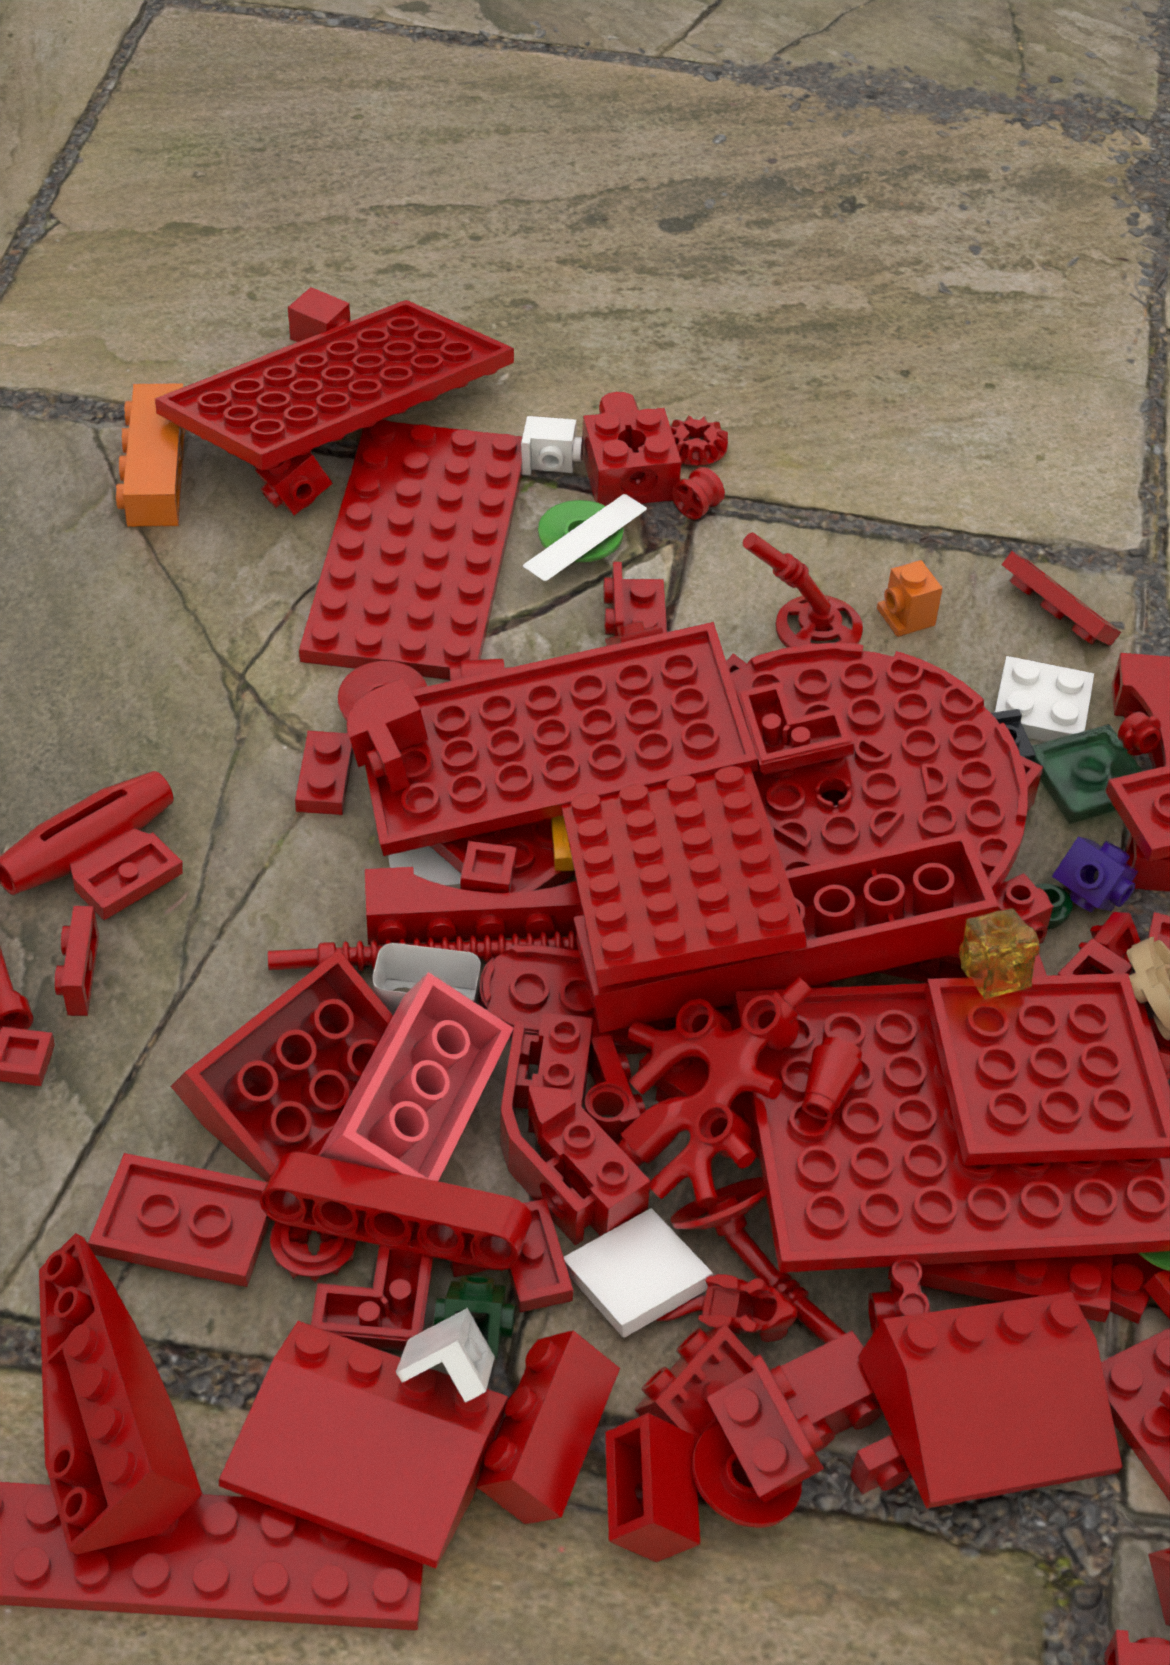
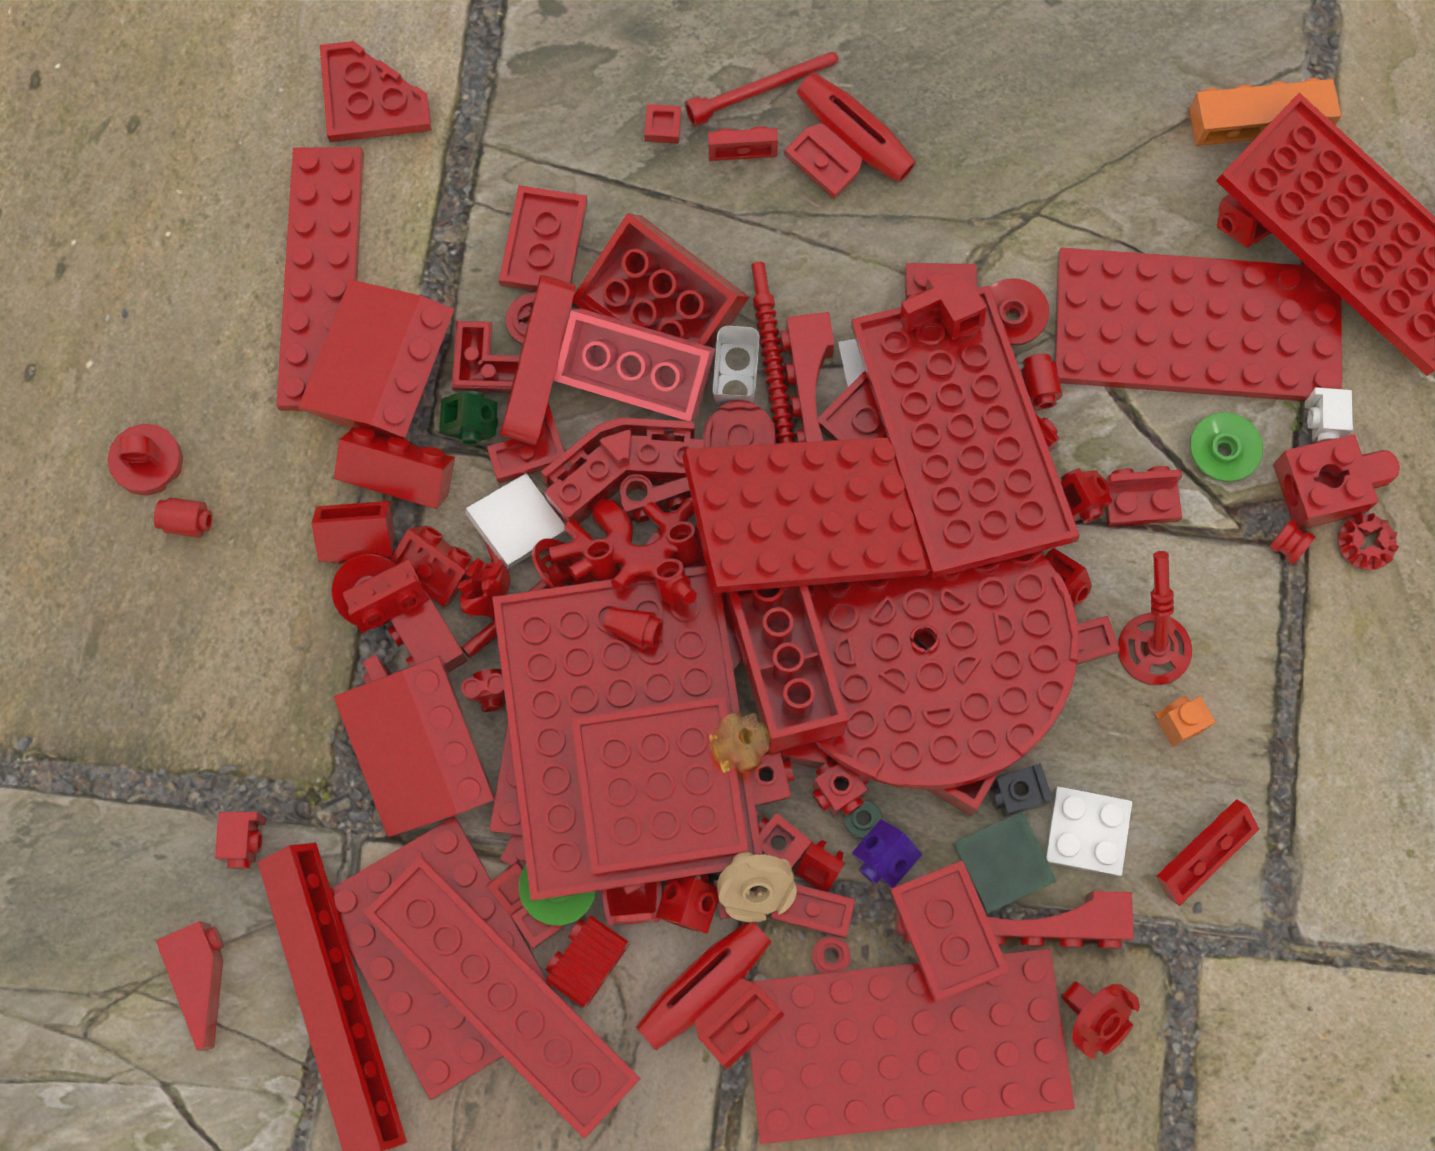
camera: 90 degrees right, 25 degrees up
(106, 1415) = (401, 213): red wedge -> none
(460, 1348) = (417, 395): white panel -> none
(488, 867) = (838, 396): red plate -> none
(584, 537) = (1216, 450): white sticker -> none
(791, 741) = (957, 595): red brick -> none
(1139, 733) = (1036, 900): red plate -> none

